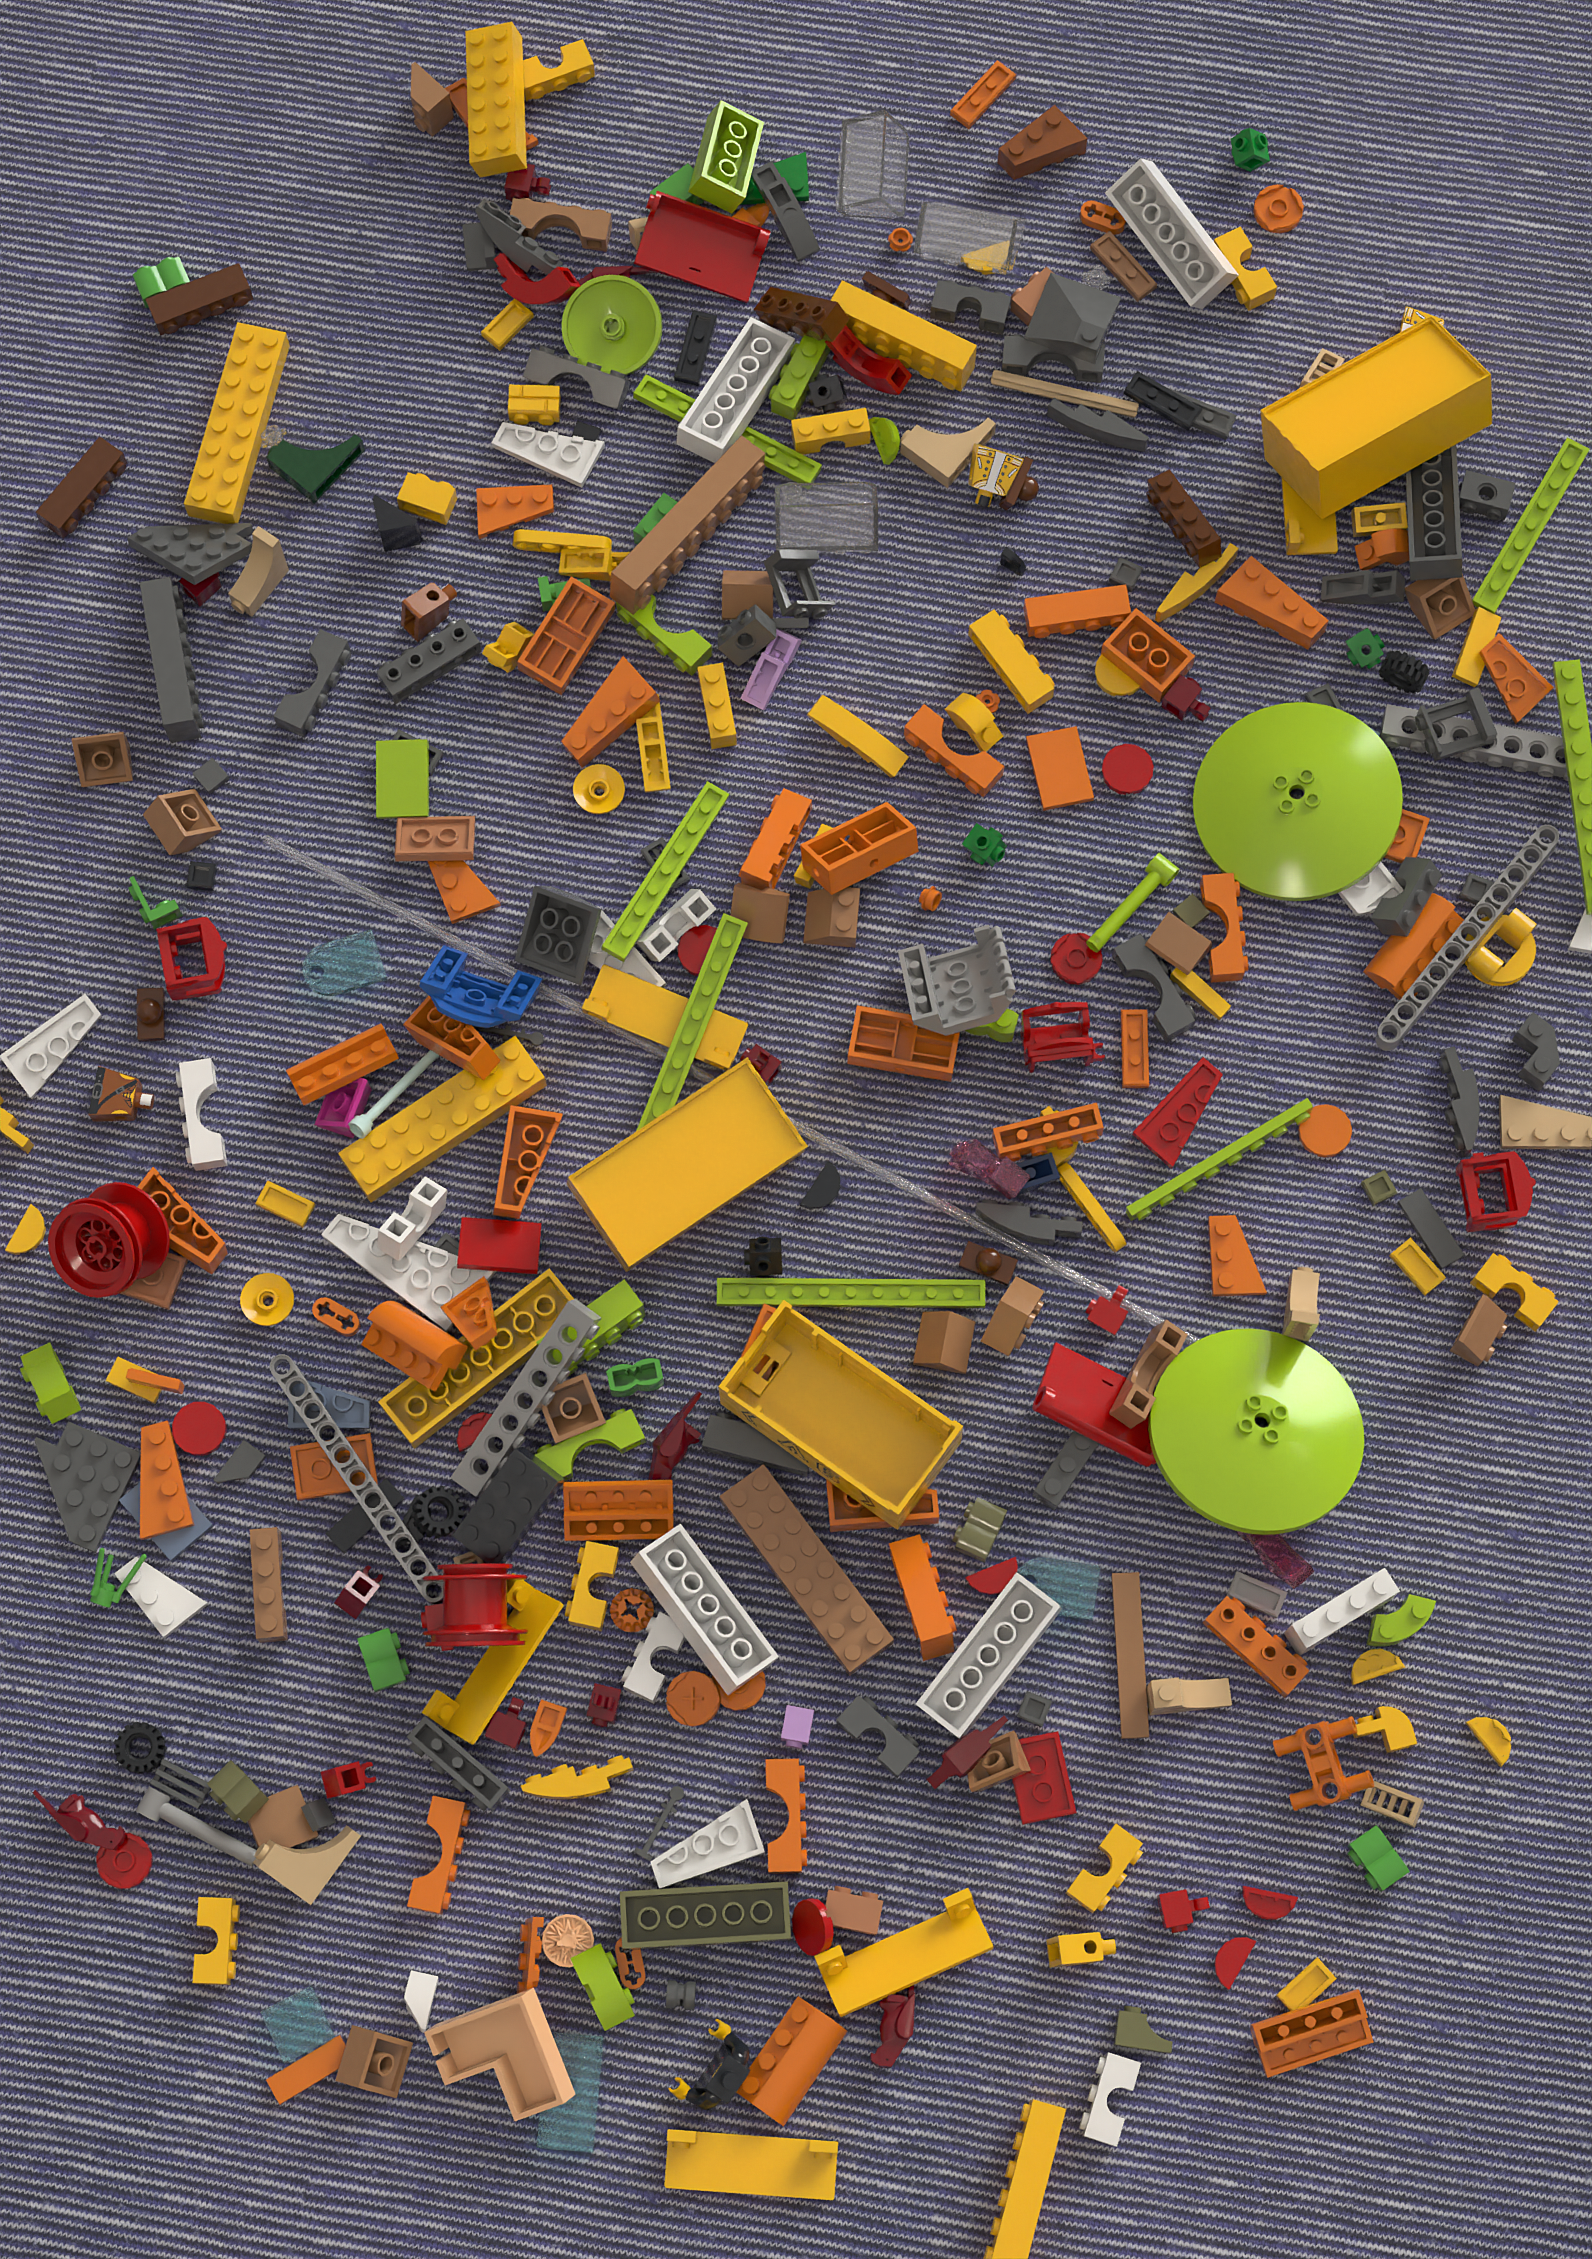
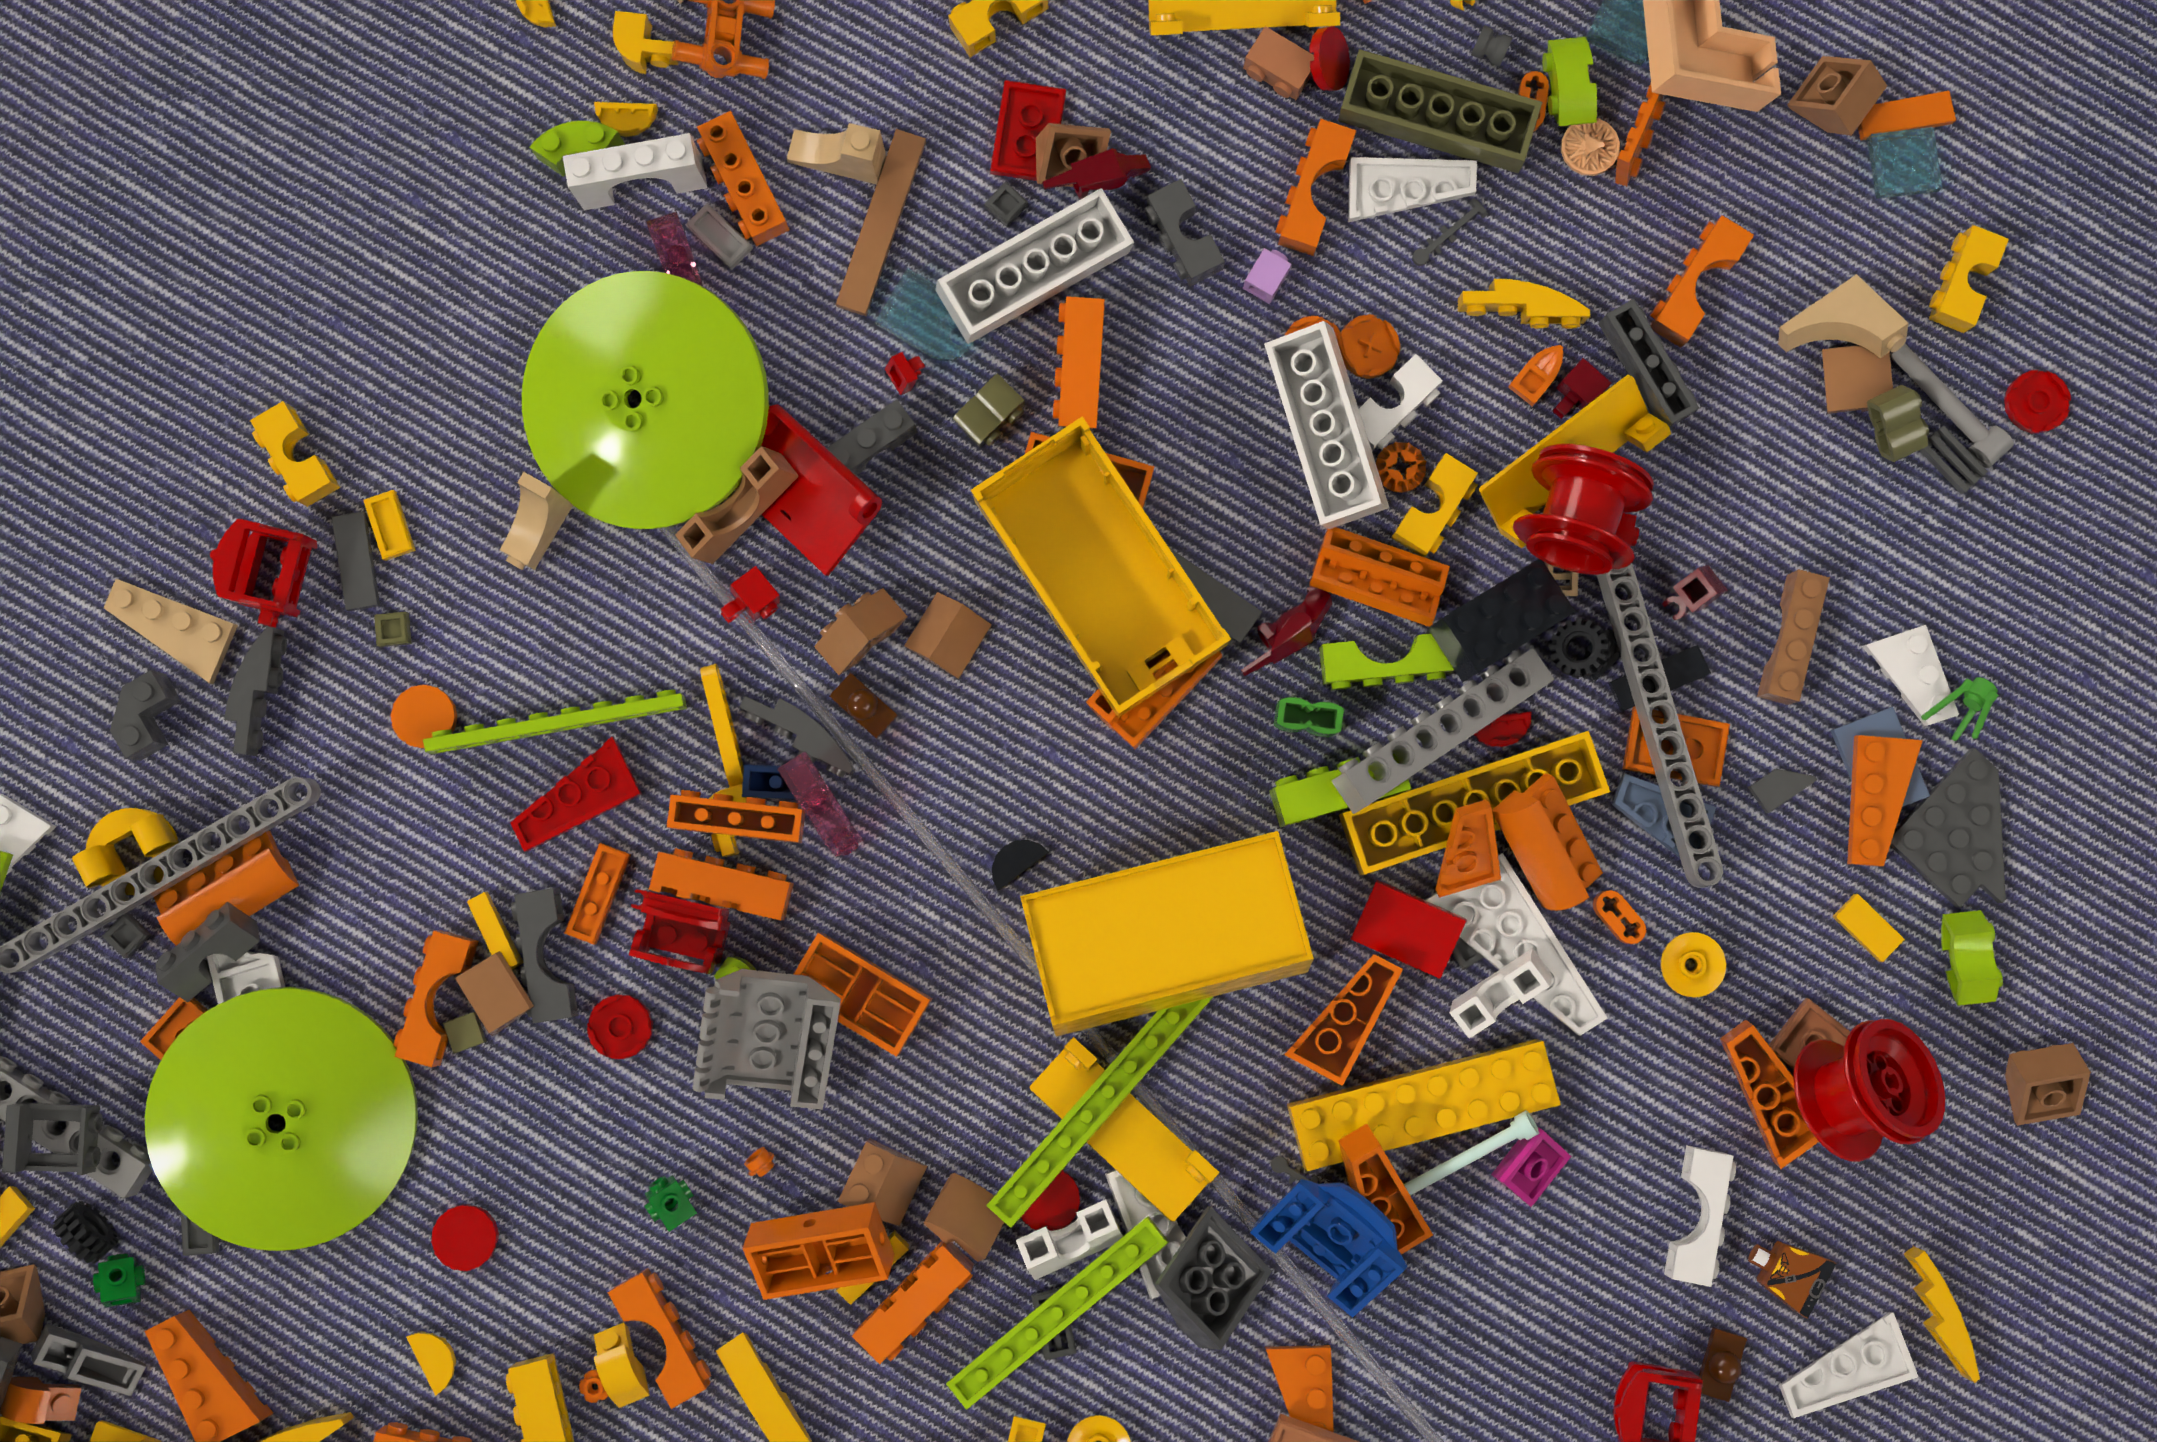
camera: 160 degrees left, 10 degrees up
(28, 1233) = (1941, 1148): yellow tile -> none
(83, 1823) = (2076, 453): dark red animal -> none
(125, 1739) = (2003, 505): black tyre -> none
(155, 1381) = (1852, 913): orange tile -> none
(199, 1428) = (1814, 845): red tile -> none
(285, 1204) = (1635, 1072): yellow tile -> none
(318, 1814) = (1815, 370): dark grey tile -> none
(342, 1064) = (1520, 1212): orange brick -> none
(346, 963) = (1470, 1340): clear light blue plate -> none
(346, 1779) = (1777, 394): red brick -> none
(382, 1659) = (1692, 510): bright green brick -> none
(419, 1997) = (1766, 144): white slope -> none
(573, 1409) = (1389, 703): medium nougat slope -> none
(604, 1705) = (1467, 373): dark red brick -> none
(763, 1062) = (1034, 1032): dark red brick -> none
(764, 1256) = (1112, 803): black brick -> none
(806, 1570) = (1196, 436): medium nougat brick -> none
(851, 1292) = (1030, 727): lime plate -> none
(993, 1579) = (993, 355): red tile -> none
(1041, 1086) = (722, 885): none -> orange wedge
(1059, 768) = (543, 1269): orange tile -> none
(1062, 1535) = (904, 372): none -> red tile
(1147, 654) = (379, 1371): orange brick -> none
(1159, 872) = (480, 1093): lime piece -> none
(1184, 698) = (361, 1299): dark red brick -> none
(1231, 1260) = (591, 609): orange wing -> none
(1479, 1332) = (353, 423): medium nougat slope -> none

